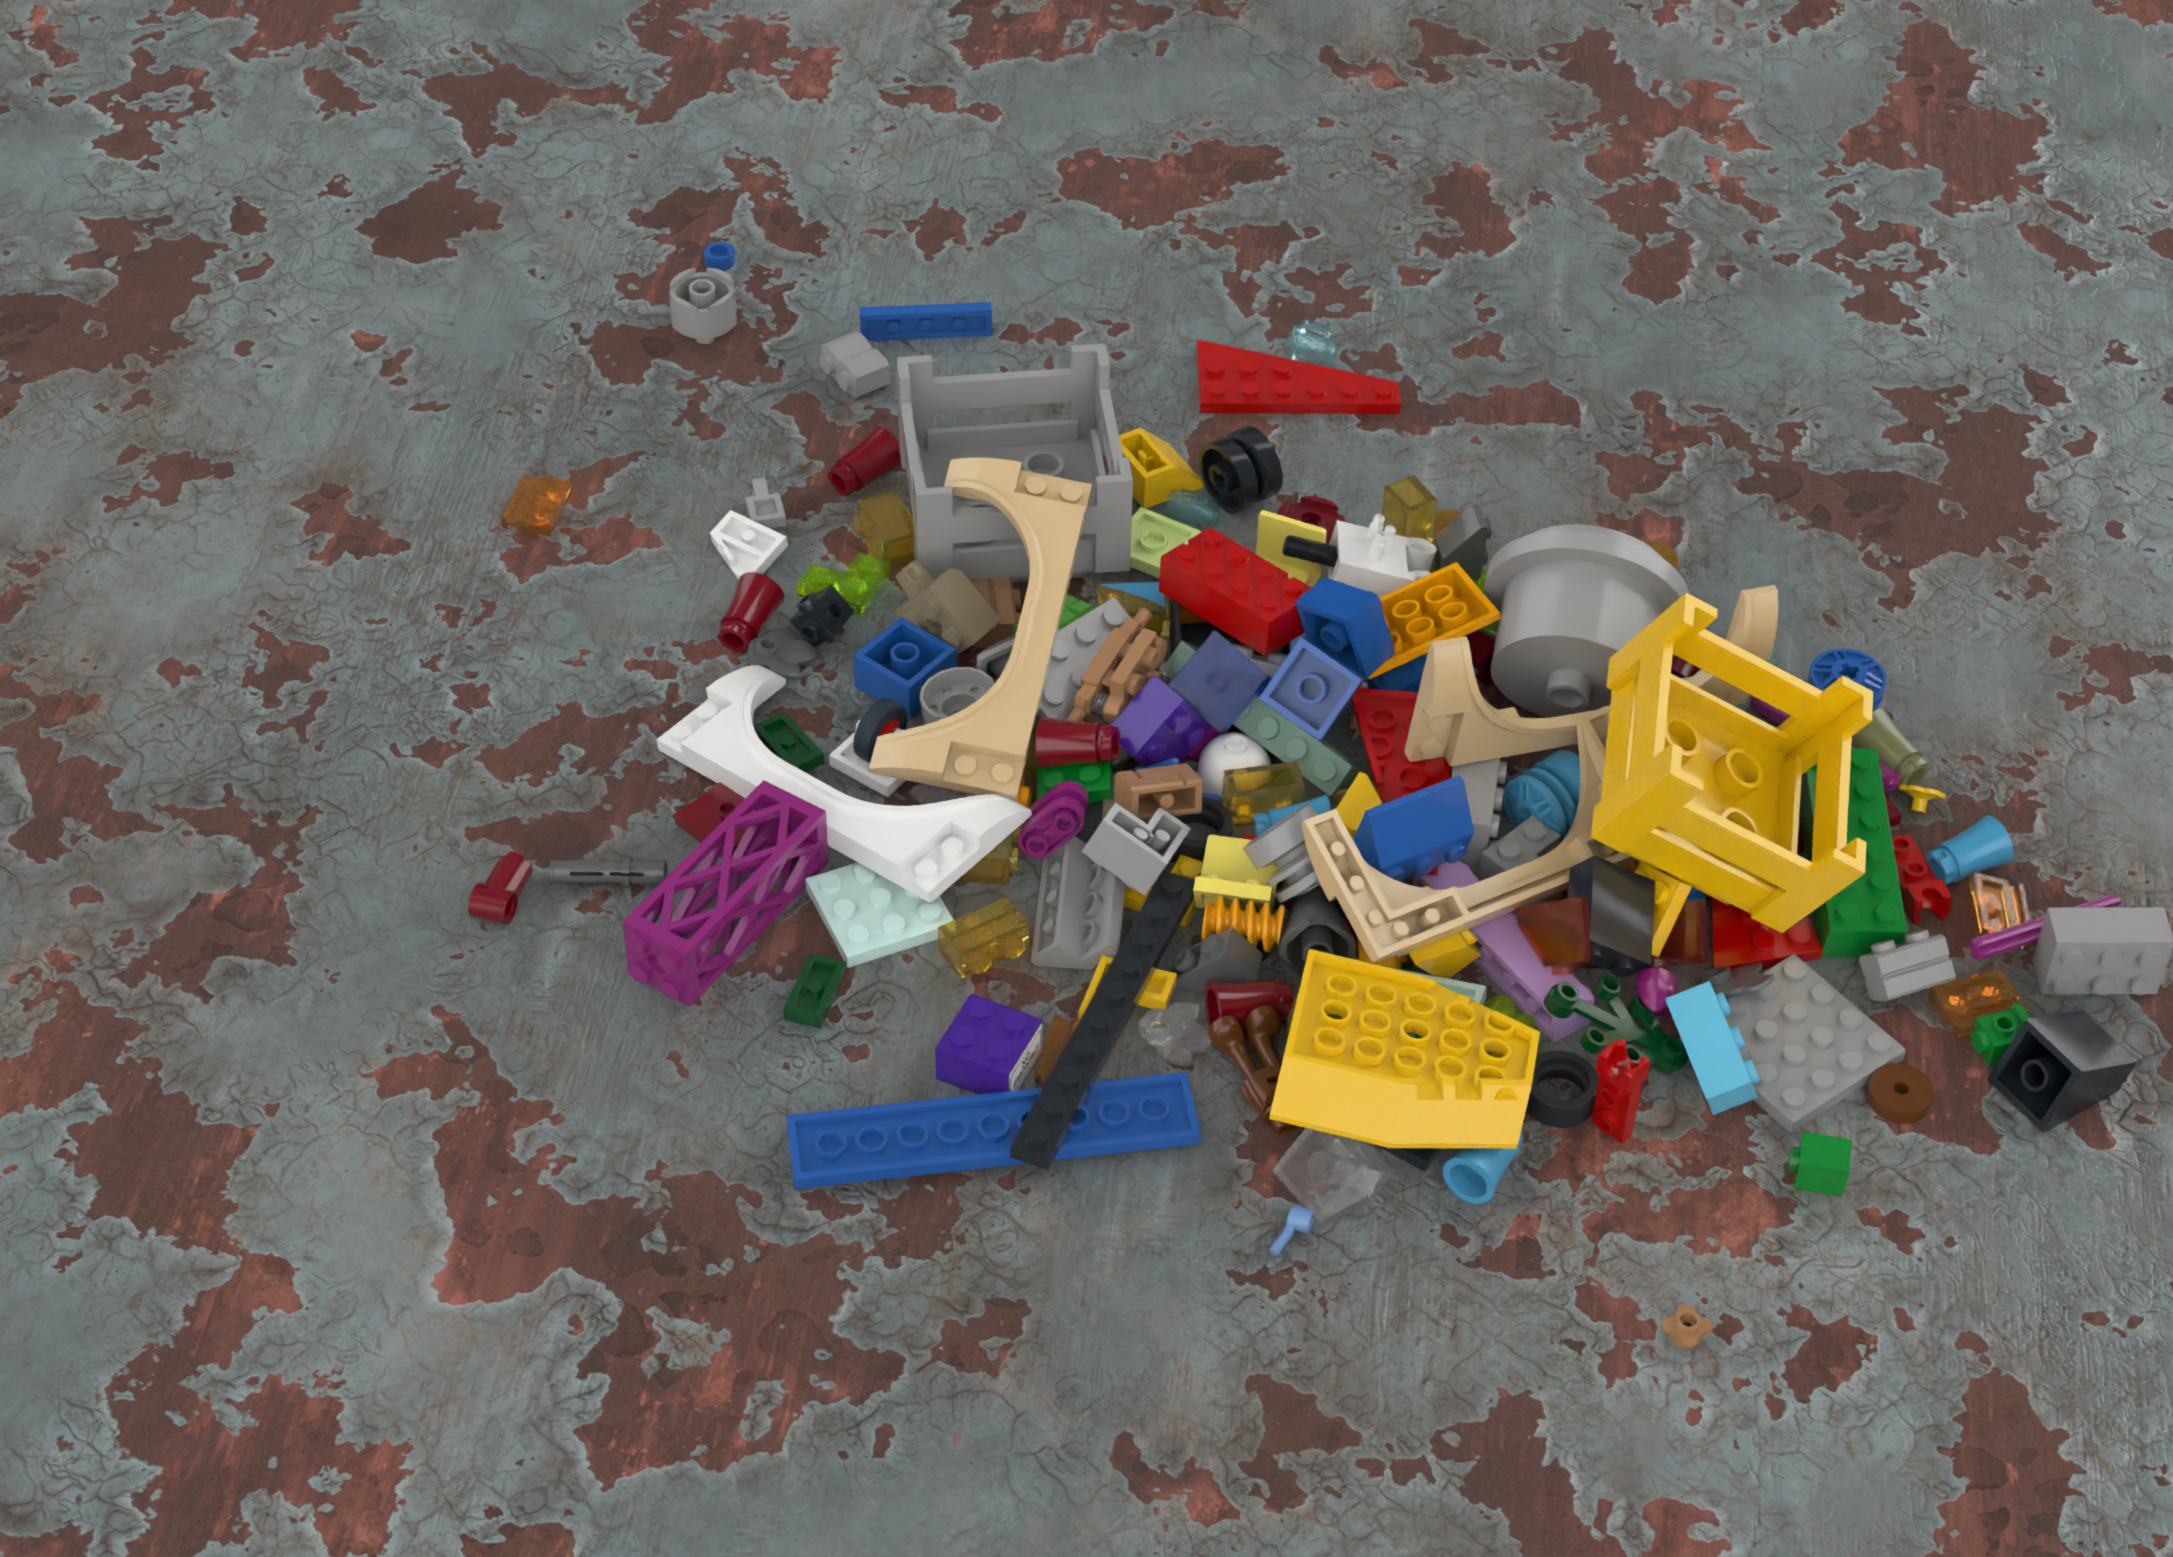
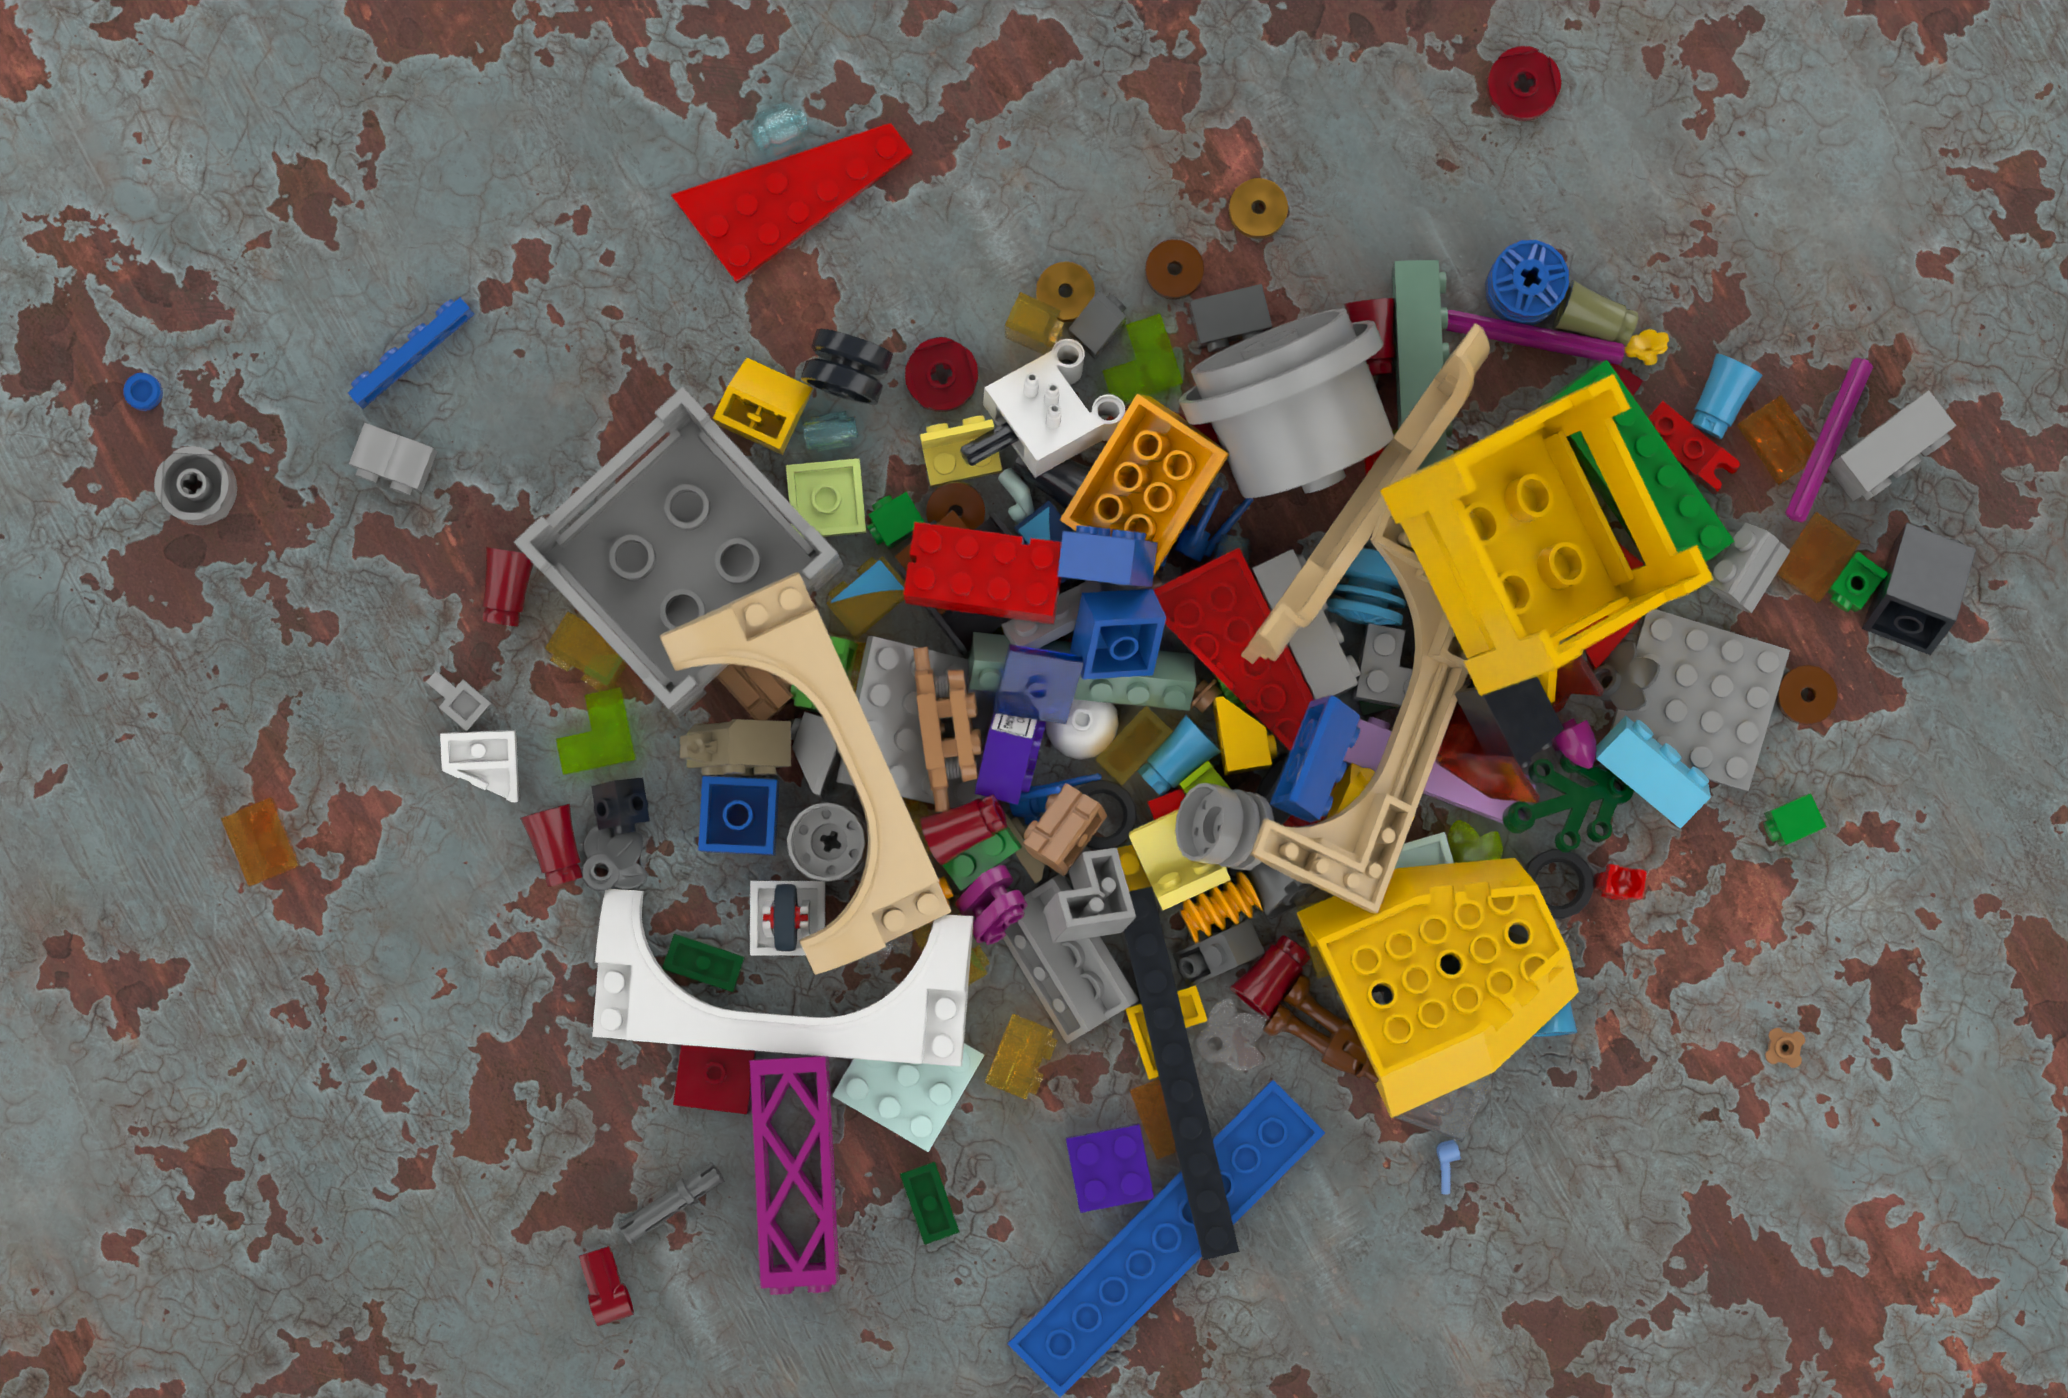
camera: 35 degrees left, 40 degrees up
(1917, 605) = (1535, 66): none -> dark red plate

